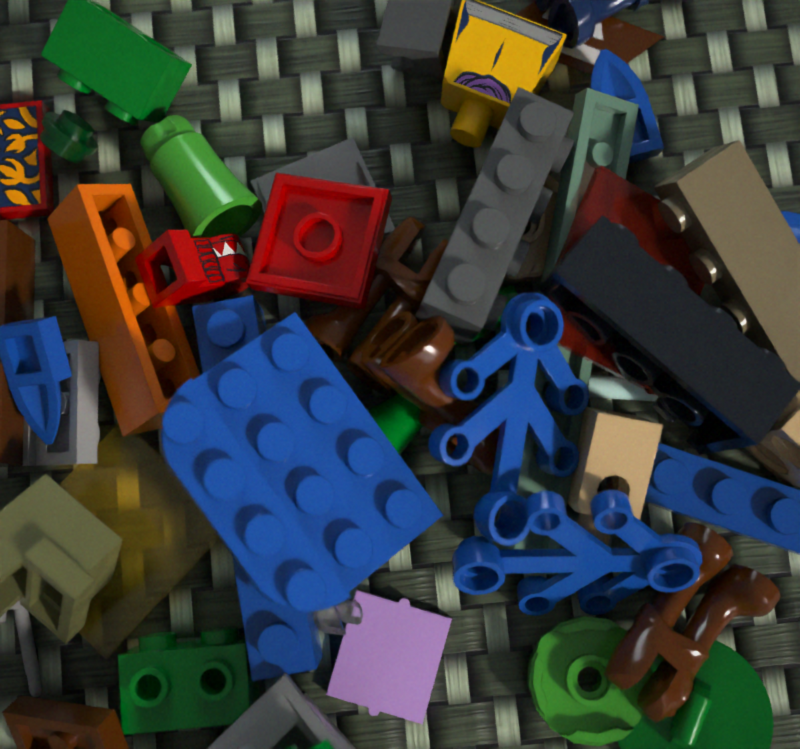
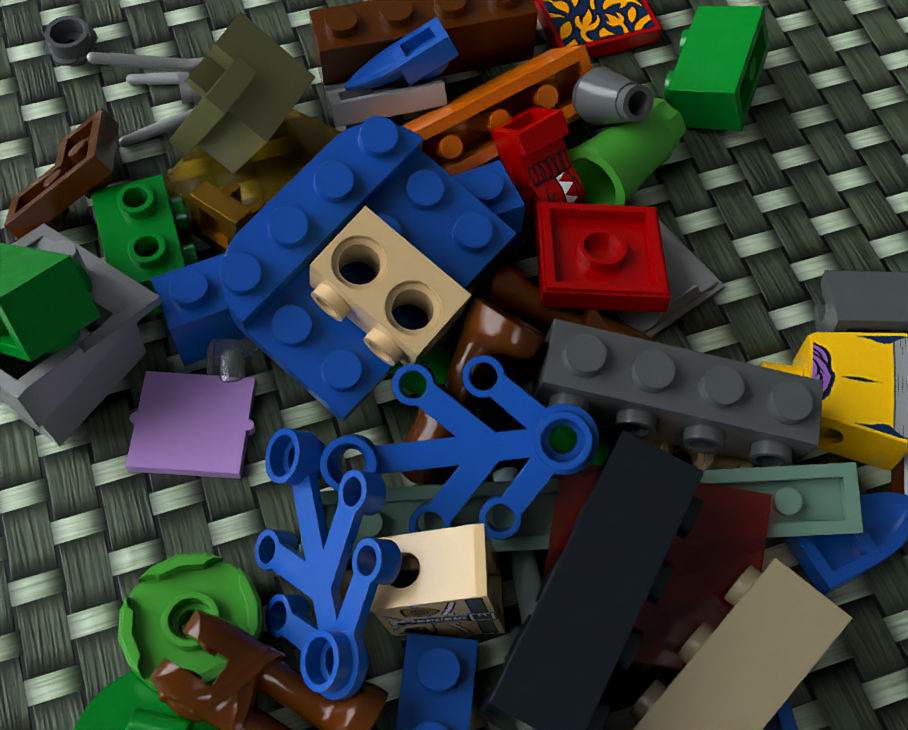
camera: 75 degrees right, 20 degrees down
(68, 135) = (635, 52): dark green plate -> none
(147, 177) = (610, 98): none -> dark grey cone
(178, 598) = (220, 214): none -> pearl gold tile
(348, 440) = (401, 279): none -> tan brick

